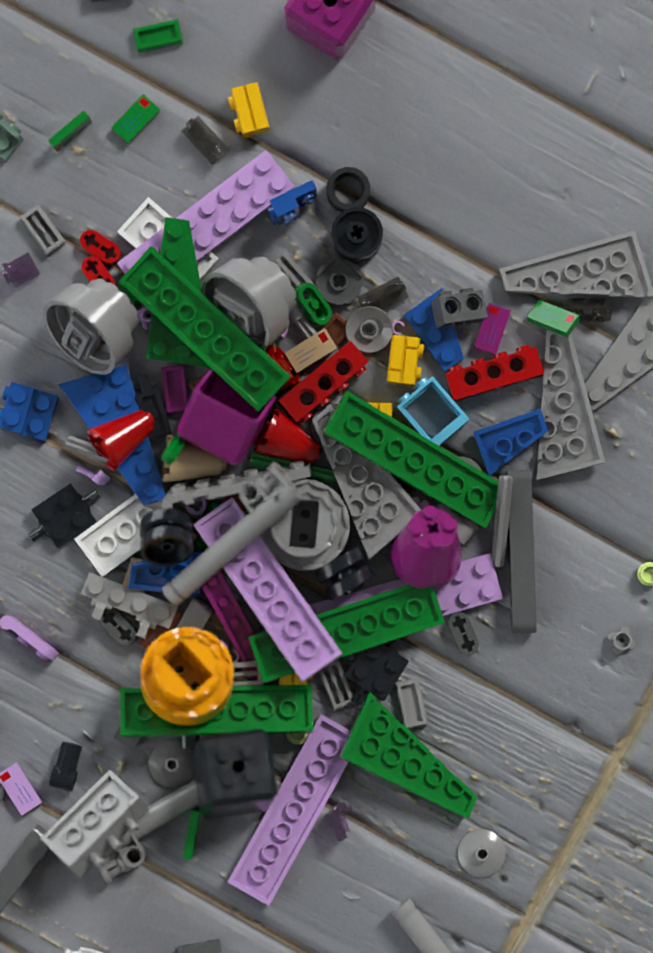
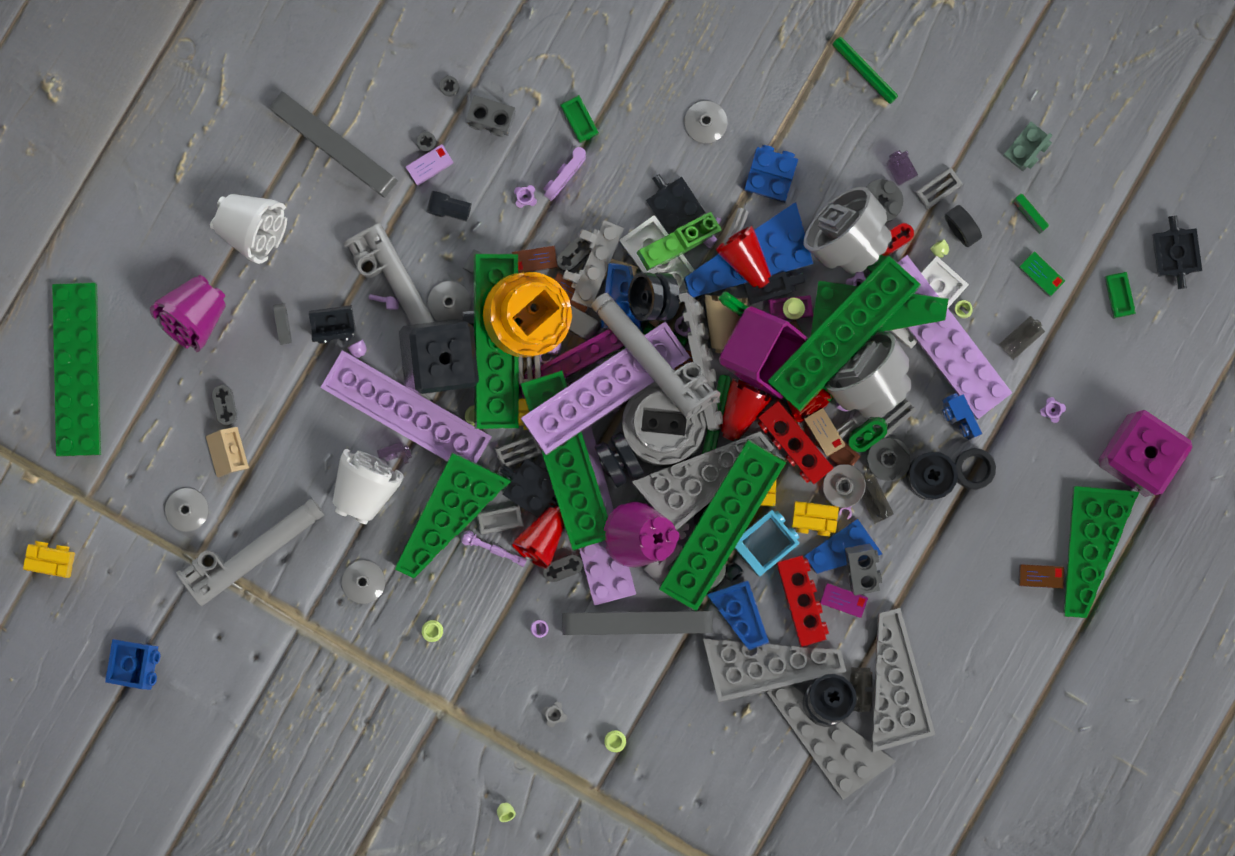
camera: 95 degrees right, 0 degrees up
(47, 281) = (891, 192): none -> dark grey plate
(49, 686) = (520, 192): none -> lavender plate
(84, 202) = (963, 226): none -> black tyre
(95, 824) = (396, 231): light grey piece -> none
(103, 242) = (918, 238): red beam -> none
(104, 510) = (679, 241): none -> bright green slope
(108, 228) = (940, 248): none -> yellowish green hinge
(124, 668) = (536, 259): none -> copper tile
(171, 199) = (966, 305): none -> yellowish green hinge
(173, 827) = (391, 302): none -> lavender hand
(176, 385) = (793, 308): none -> yellowish green plate
(191, 834) = (385, 318): green tile -> none
(198, 893) = (332, 324): none -> black bracket
(225, 864) = (358, 349): none -> lavender hinge
(249, 109) = (1050, 378): yellow brick -> none
(289, 105) = (1054, 416): none -> lavender plate
(377, 854) = (363, 485): none -> white cone
(418, 63) = (1094, 534): none -> green wing
(431, 657) = (541, 538): none -> red cone
(432, 737) = (469, 538): none -> lavender piece
(462, 119) = (1041, 576): none -> reddish brown tile
(463, 448) = (733, 571): none -> black hinge
(501, 520) = (665, 604): light grey axle -> none
(527, 654) = (543, 627): none -> lavender hinge
(534, 775) = (432, 631): none -> yellowish green plate
(553, 318) = (852, 656): tile -> none
(589, 346) = (832, 688): none -> black wheel

